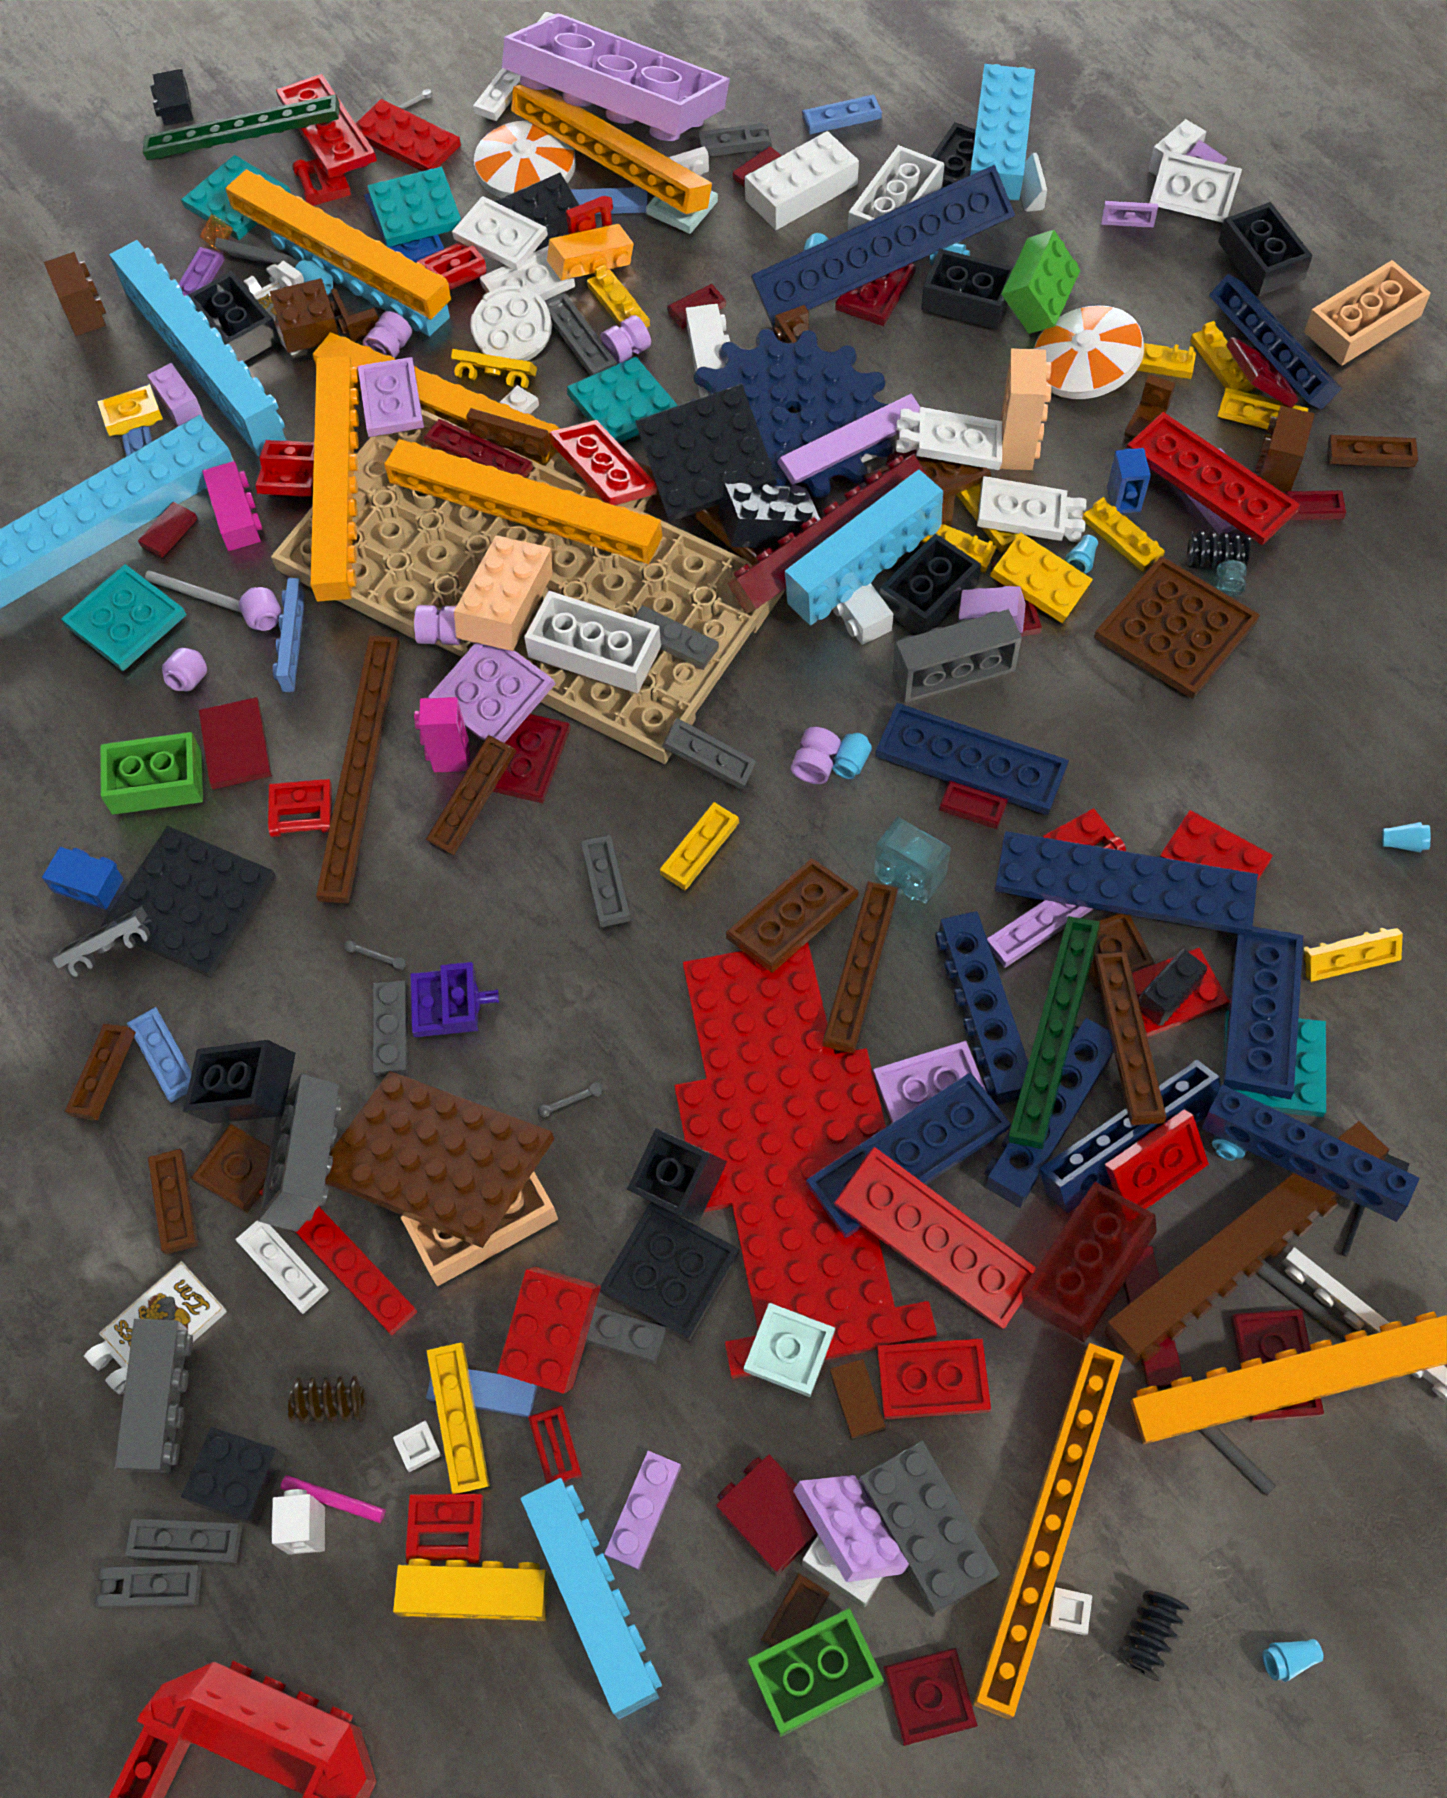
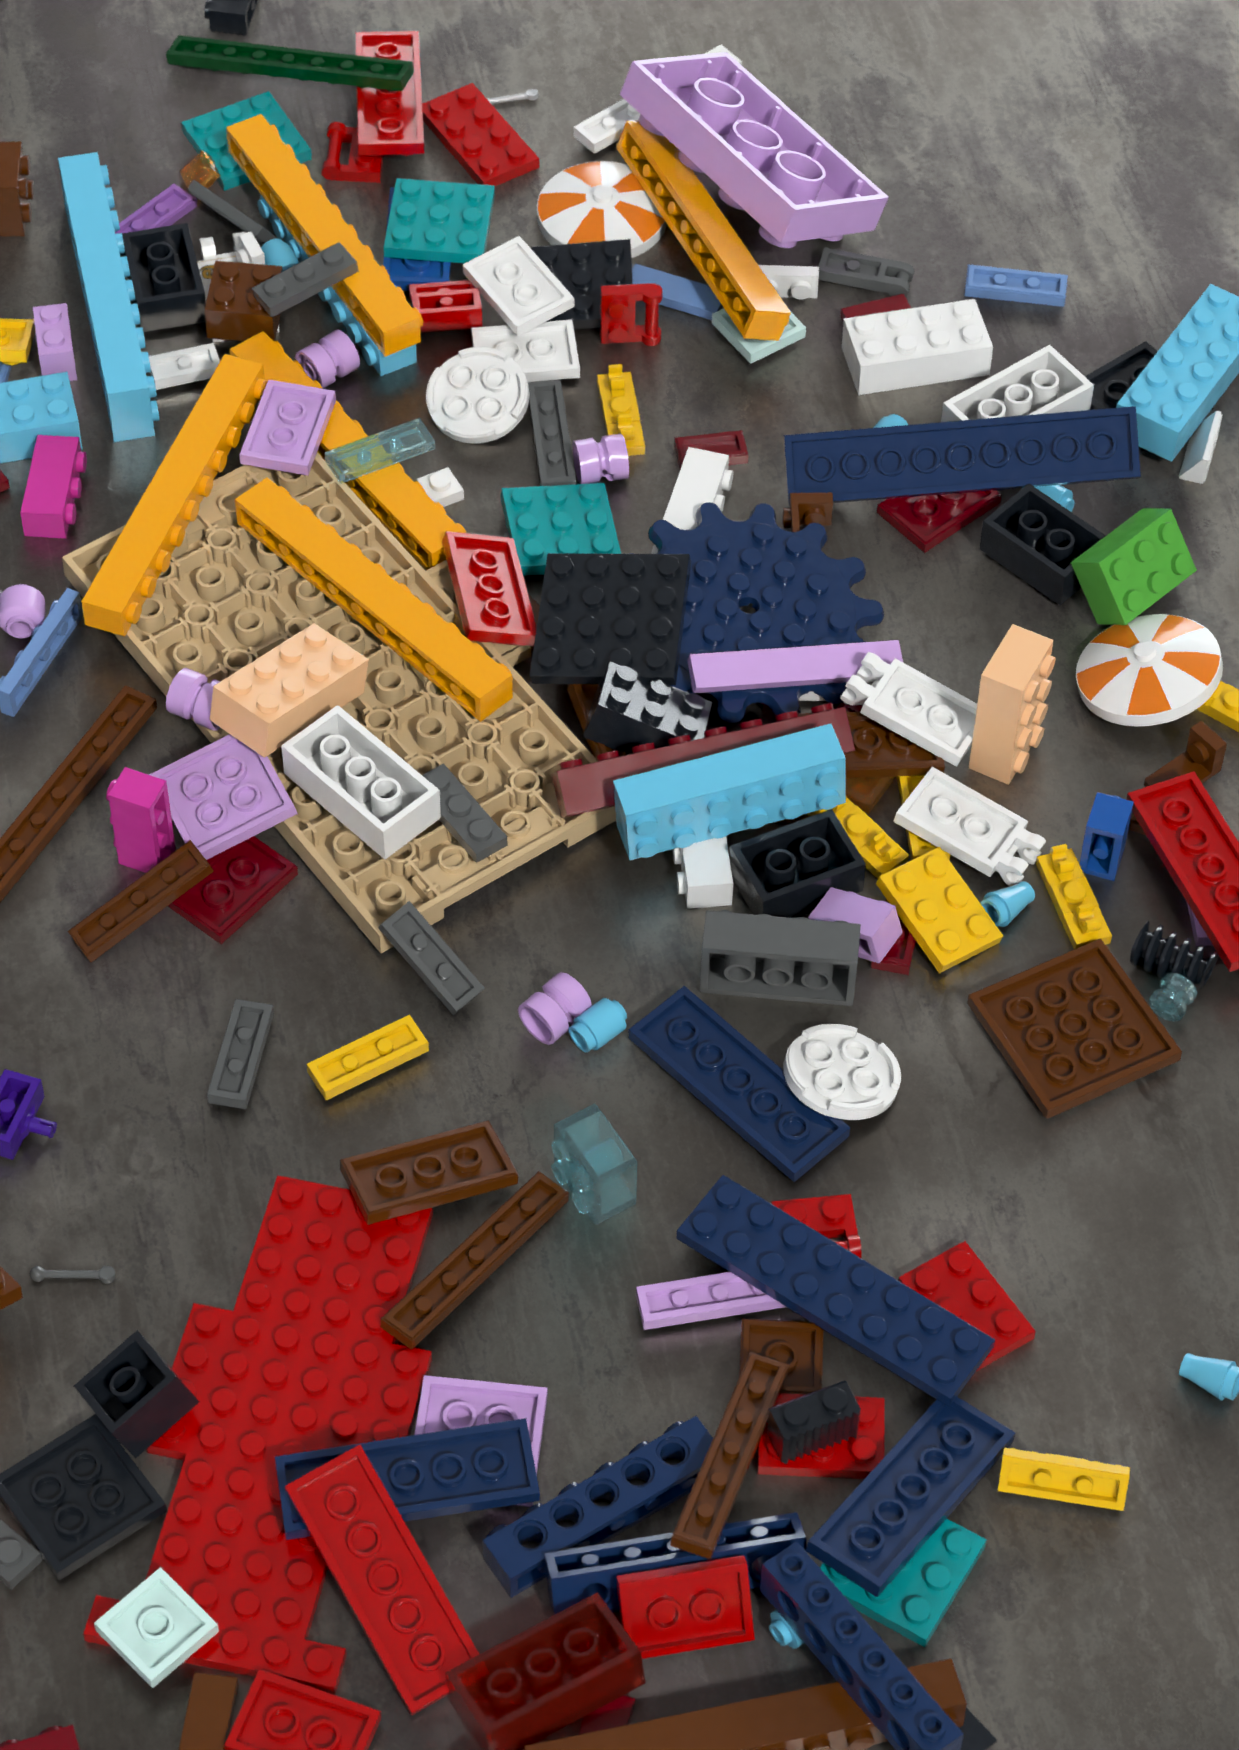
camera: 20 degrees right, 10 degrees down
(286, 377) = (184, 366): none -> white plate
(286, 468) = (128, 464): red brick -> none
(347, 281) = (305, 279): none -> dark grey plate
(355, 325) = (301, 332): reddish brown bracket -> none
(466, 389) = (379, 450): none -> clear light blue tile
(467, 445) = (353, 522): dark red tile -> none
(493, 366) = (454, 445): yellow plate -> none
(508, 432) = (398, 515): reddish brown plate -> none
(587, 250) = (611, 340): light orange brick -> none
(968, 932) = (580, 1455): dark blue brick -> none
(973, 805) = (712, 1136): dark red tile -> none
(1039, 722) = (841, 1072): none -> white tile
(1054, 1033) = (647, 1414): dark green plate -> none

